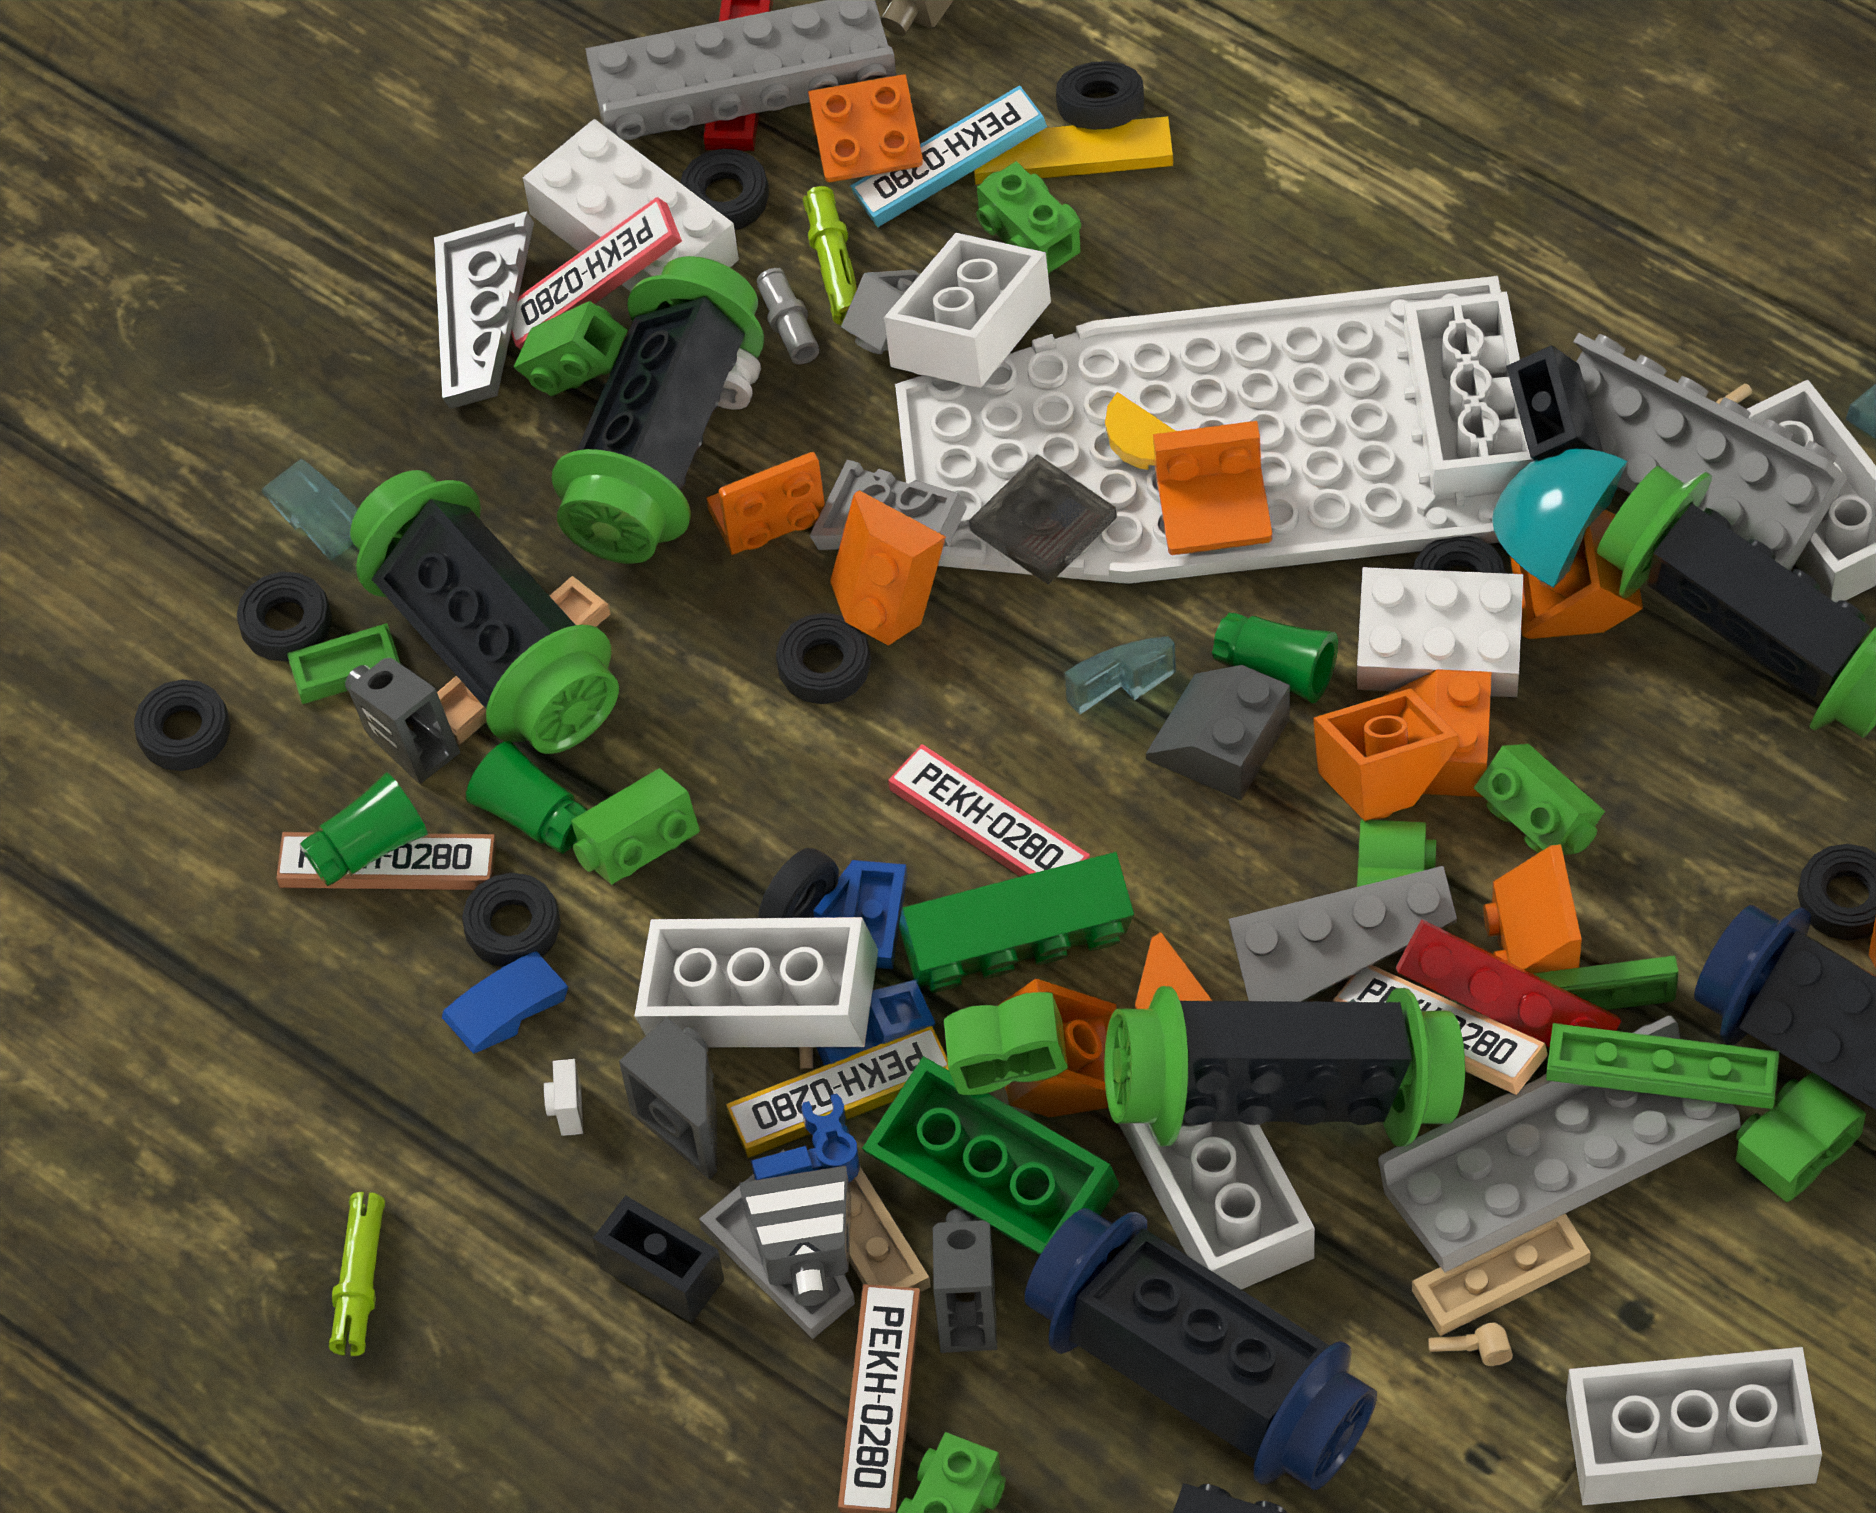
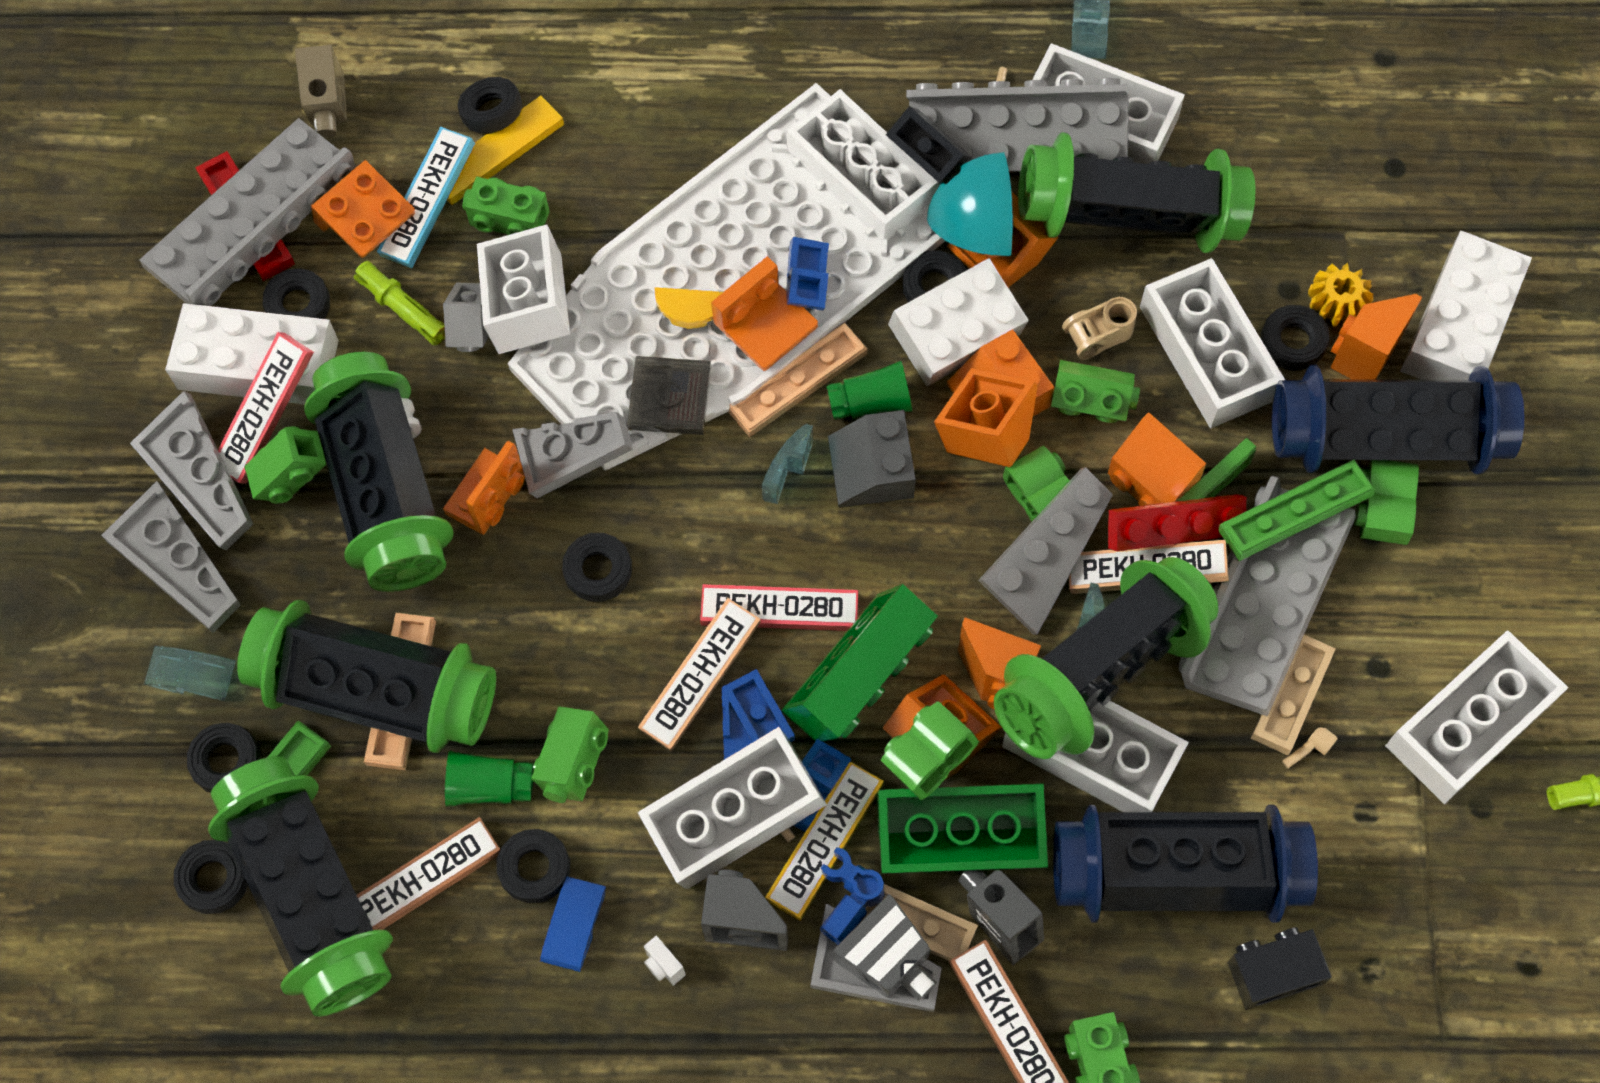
camera: 40 degrees left, 10 degrees up
(241, 829) = (300, 885): none -> brick
(364, 831) = (399, 874): green plant -> none
(388, 376) = (168, 553): none -> light grey wing
(388, 699) = (361, 778): dark grey torso -> none
(658, 1258) = (809, 1030): black brick -> none
(787, 316) = (403, 359): light grey pin -> none
(800, 885) = (709, 732): black tyre -> none
(847, 829) = (699, 674): none -> tile
(884, 569) = (597, 488): orange slope -> none
(1213, 593) = (799, 379): none -> light nougat tile
(1302, 475) = (807, 273): none -> blue slope
(1613, 739) = (1094, 329): none -> tan piece
(1725, 825) = (1211, 342): none -> white brick

